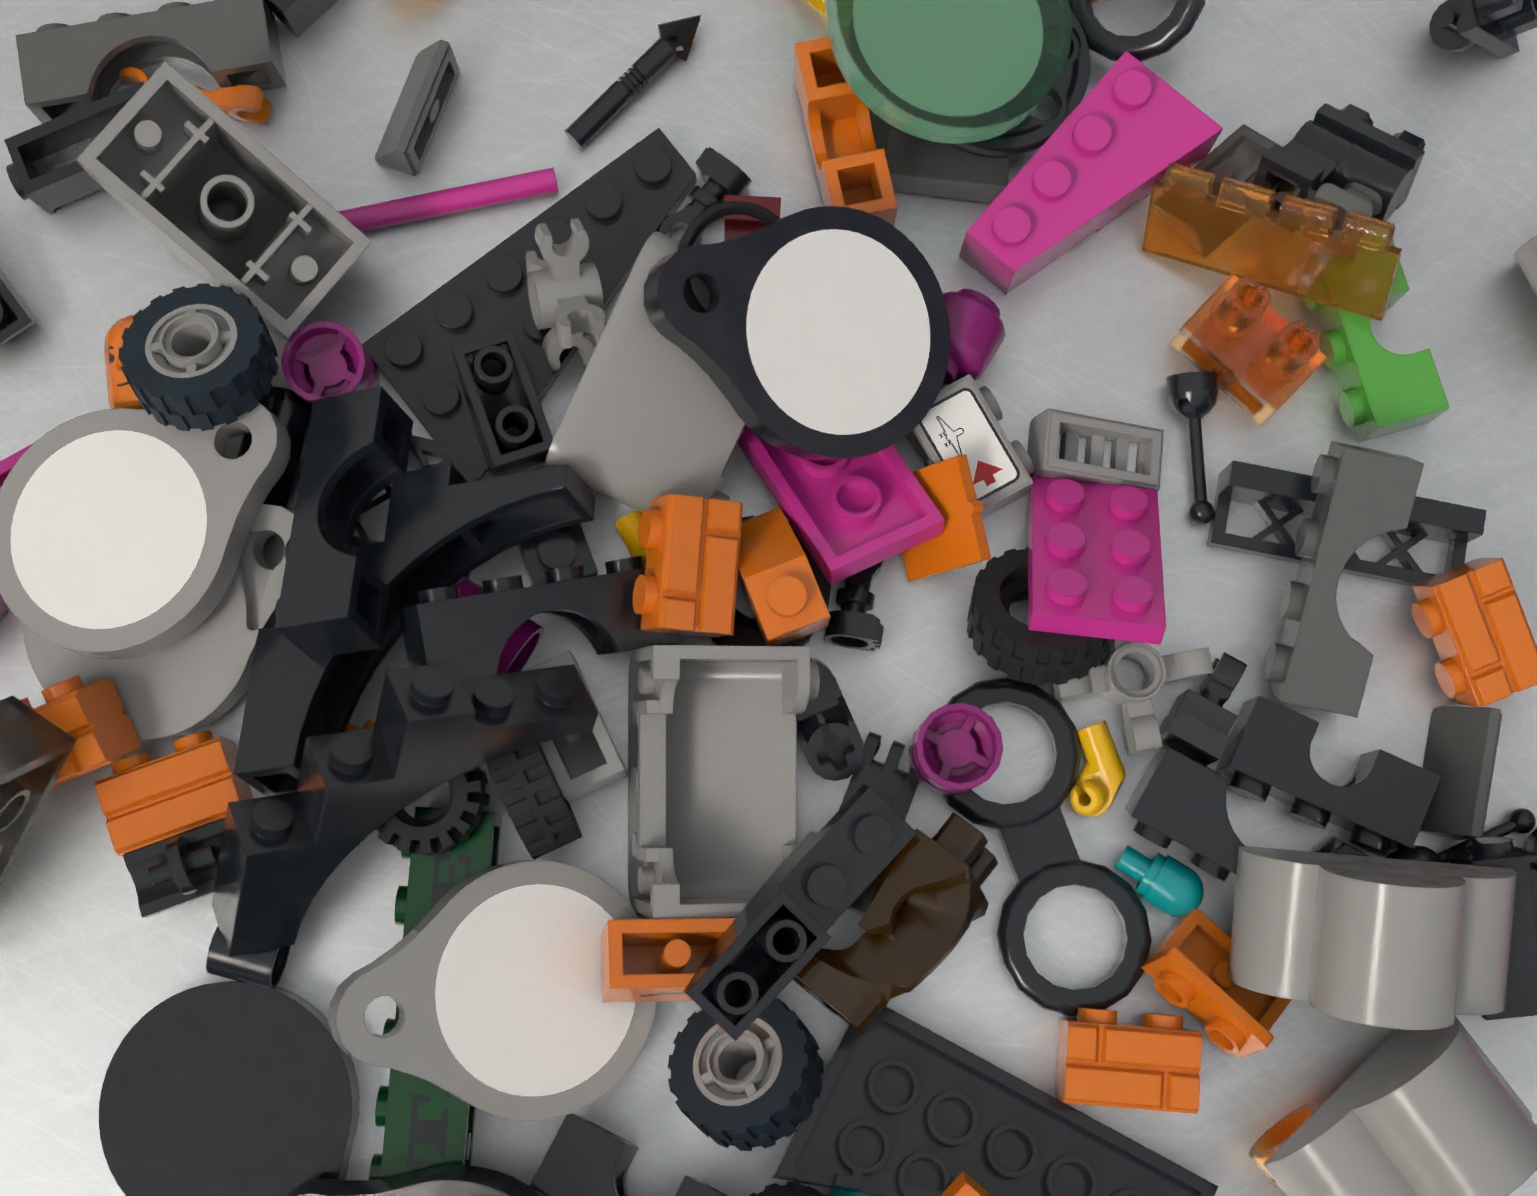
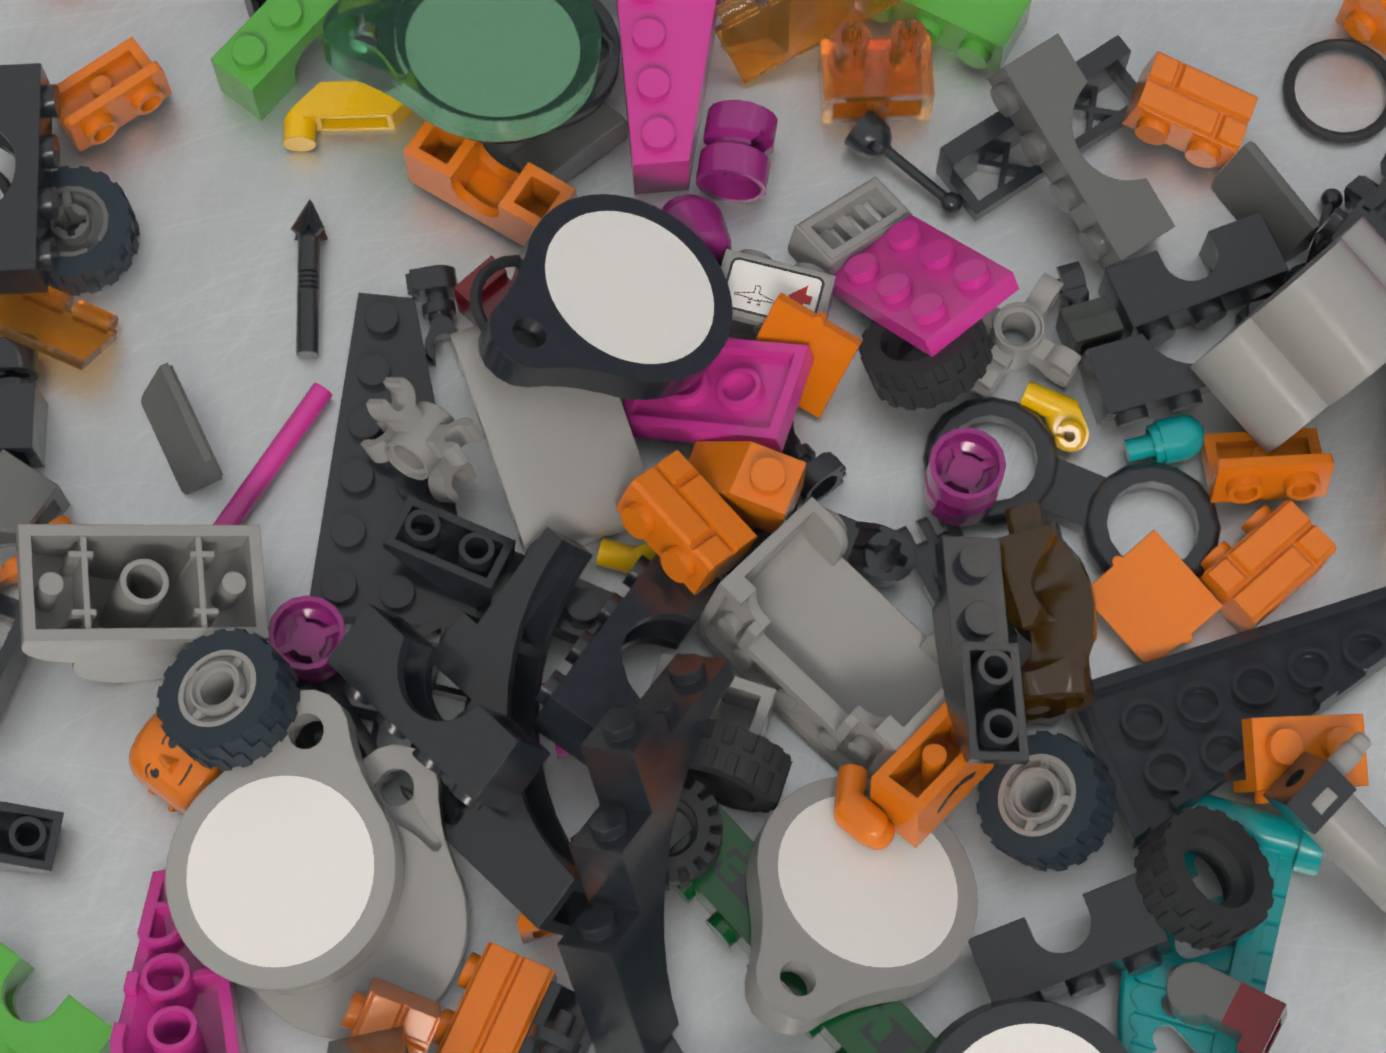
camera: 45 degrees left, 10 degrees down
(582, 929) = (857, 813): none -> orange arm
(1008, 995) = (1153, 599): none -> orange piece
(1076, 296) = (737, 151): none -> magenta wheel

